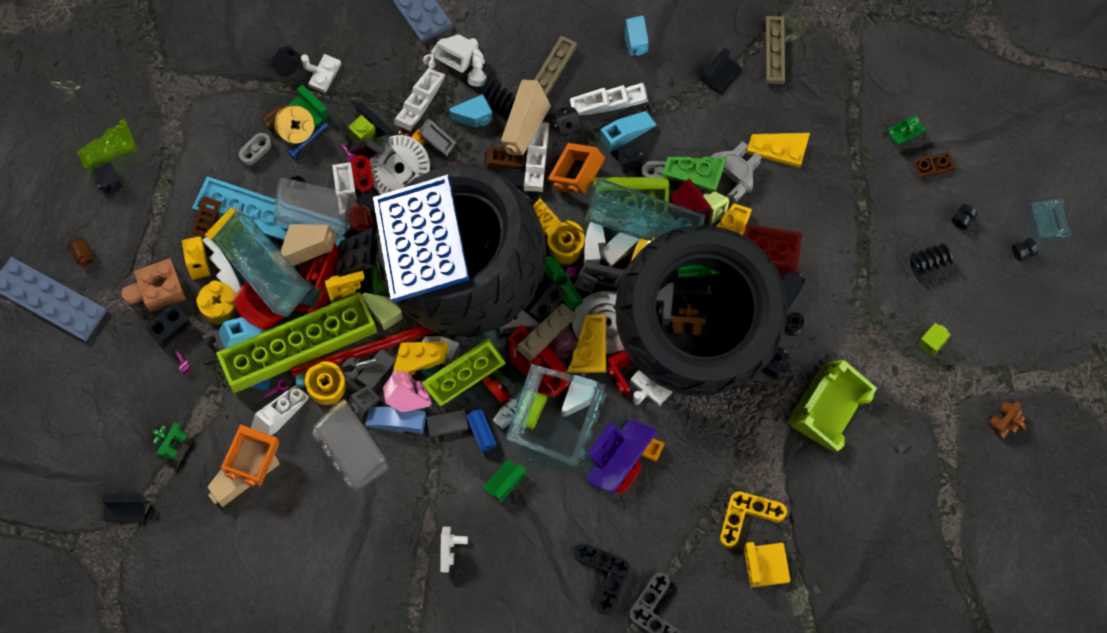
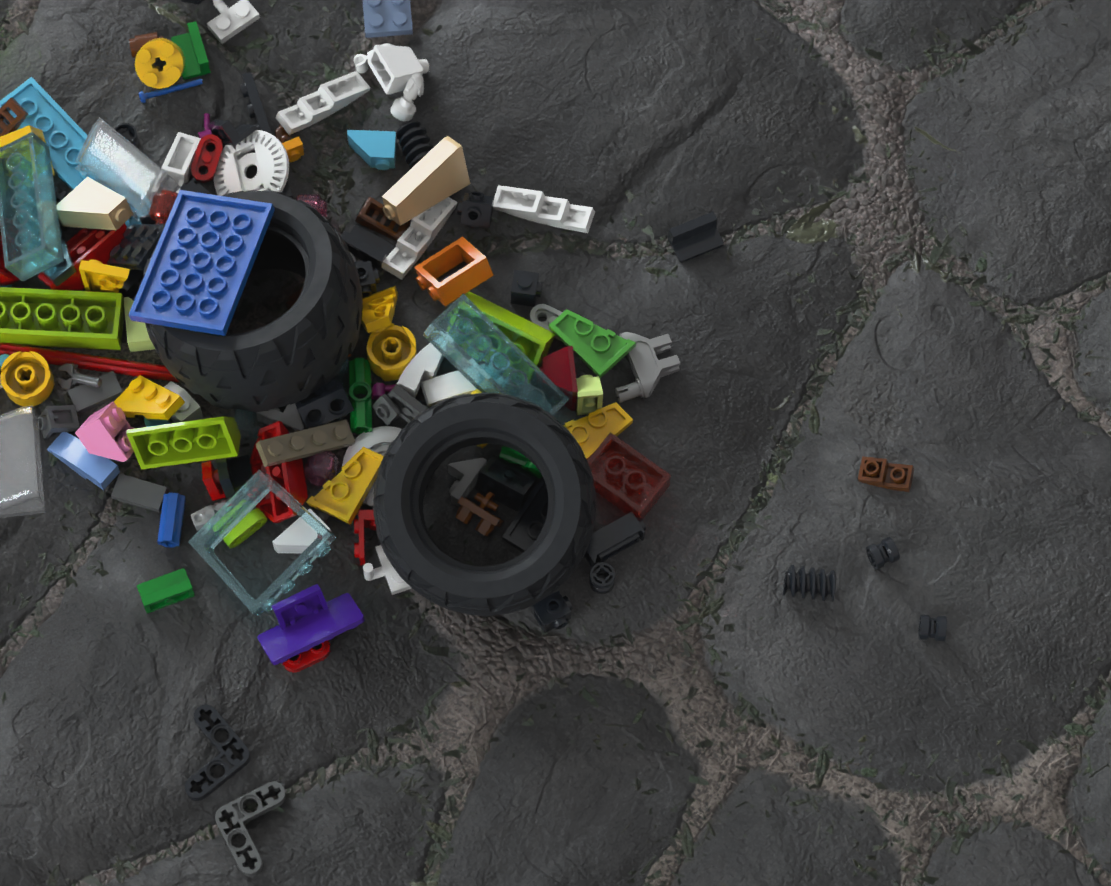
camera: 25 degrees right, 0 degrees up
(252, 148) = (103, 70): light grey plate -> none
(361, 130) = (235, 108): lime brick -> none
(436, 138) = (314, 157): dark grey tile -> none
(448, 541) = (54, 626): white plate -> none
(555, 63) = (501, 138): dark tan plate -> none
(625, 130) = (541, 254): medium azure slope -> none
(636, 36) = (616, 148): medium azure slope -> none
(653, 450) = (352, 640): light orange plate -> none
(741, 510) = (413, 761): yellow beam -> none
(766, 564) = (404, 836): yellow bracket -> none
(775, 50) = (776, 244): dark tan plate -> none
(782, 148) = (713, 363): yellow wing -> none
(831, 403) = (589, 693): lime windscreen -> none
(906, 130) = (874, 415): green hips -> none
(934, 339) = (758, 678): lime brick -> none
(1012, 421) = (789, 819): dark orange hips -> none
(1045, 221) = (979, 606): clear light blue plate -> none

